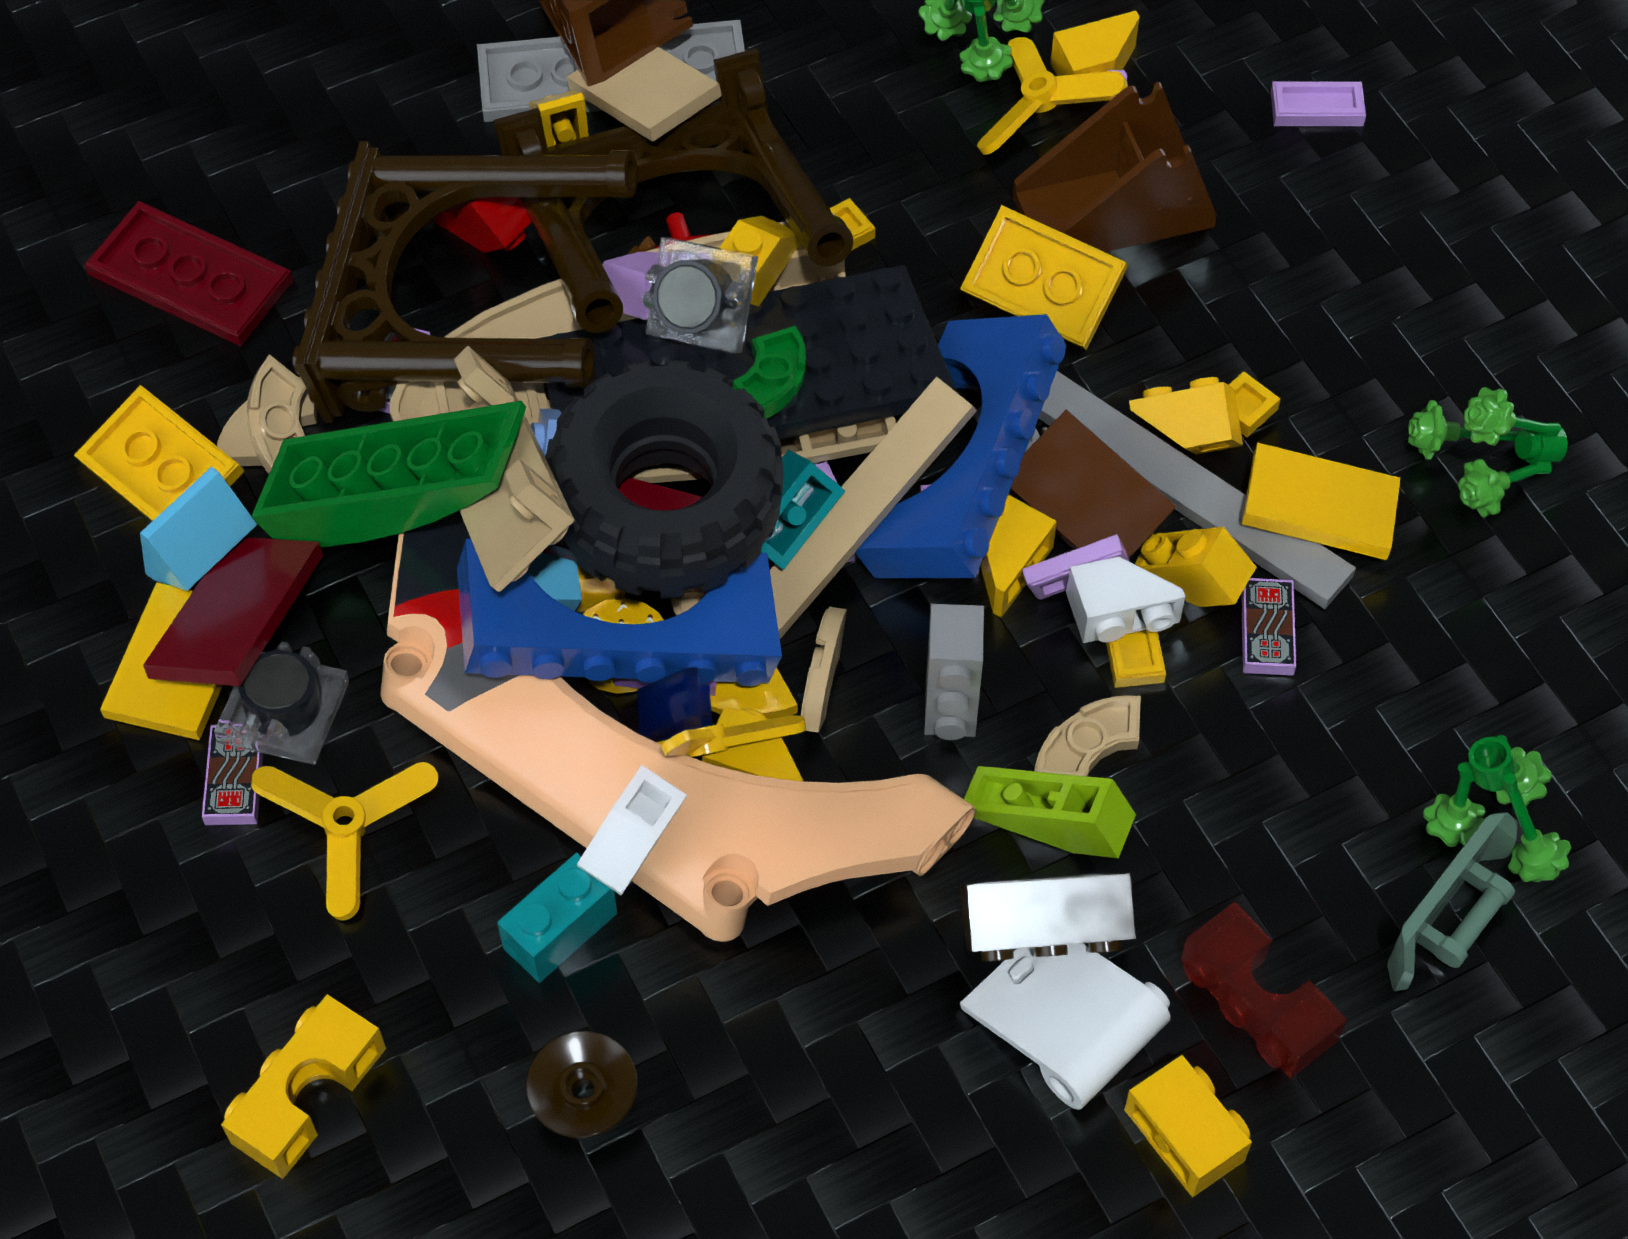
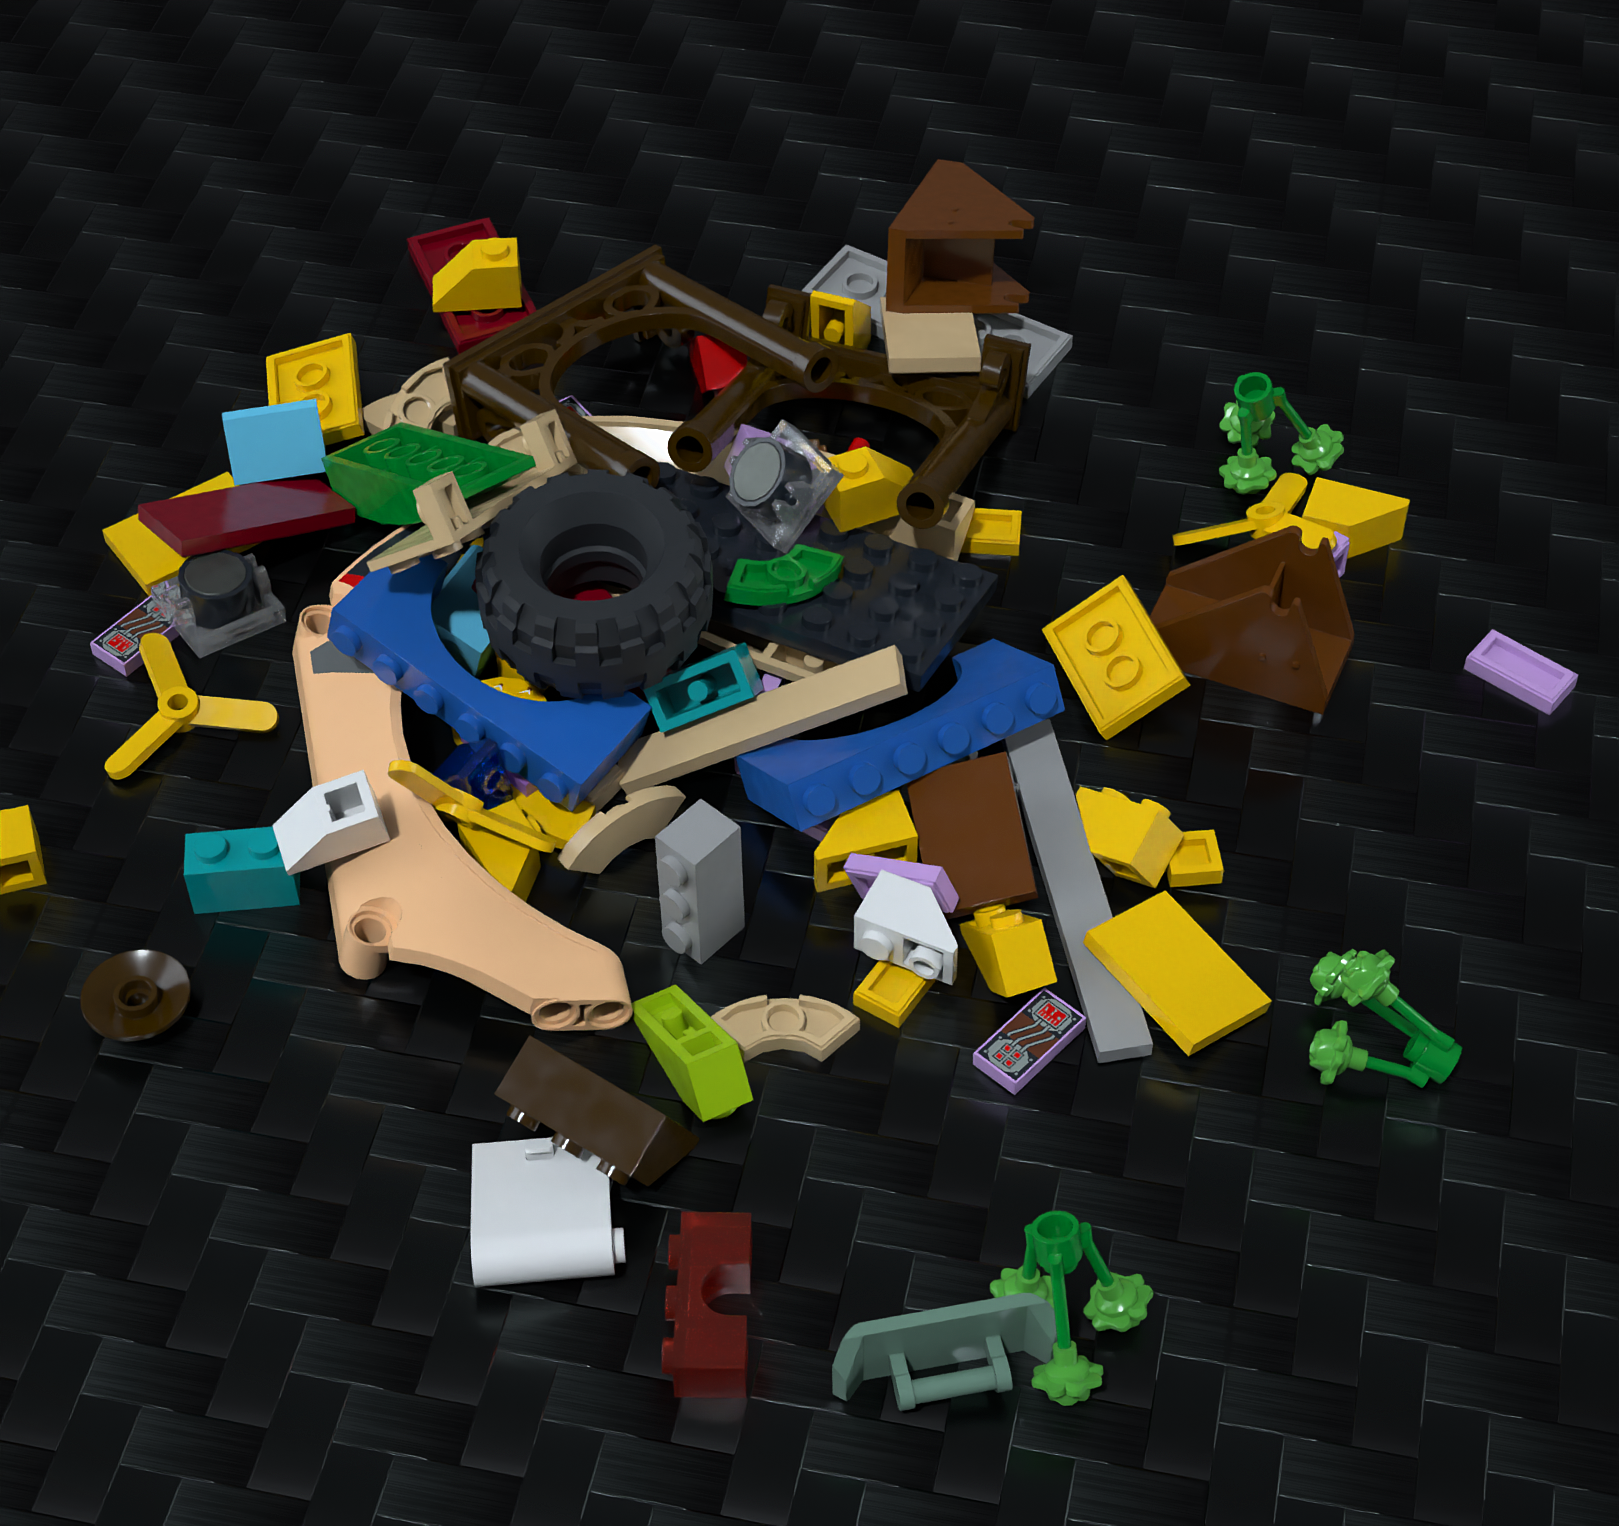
camera: 40 degrees right, 10 degrees down
(206, 263) = (480, 277): none -> yellow slope
(1188, 1124) = (540, 1359): yellow brick -> none

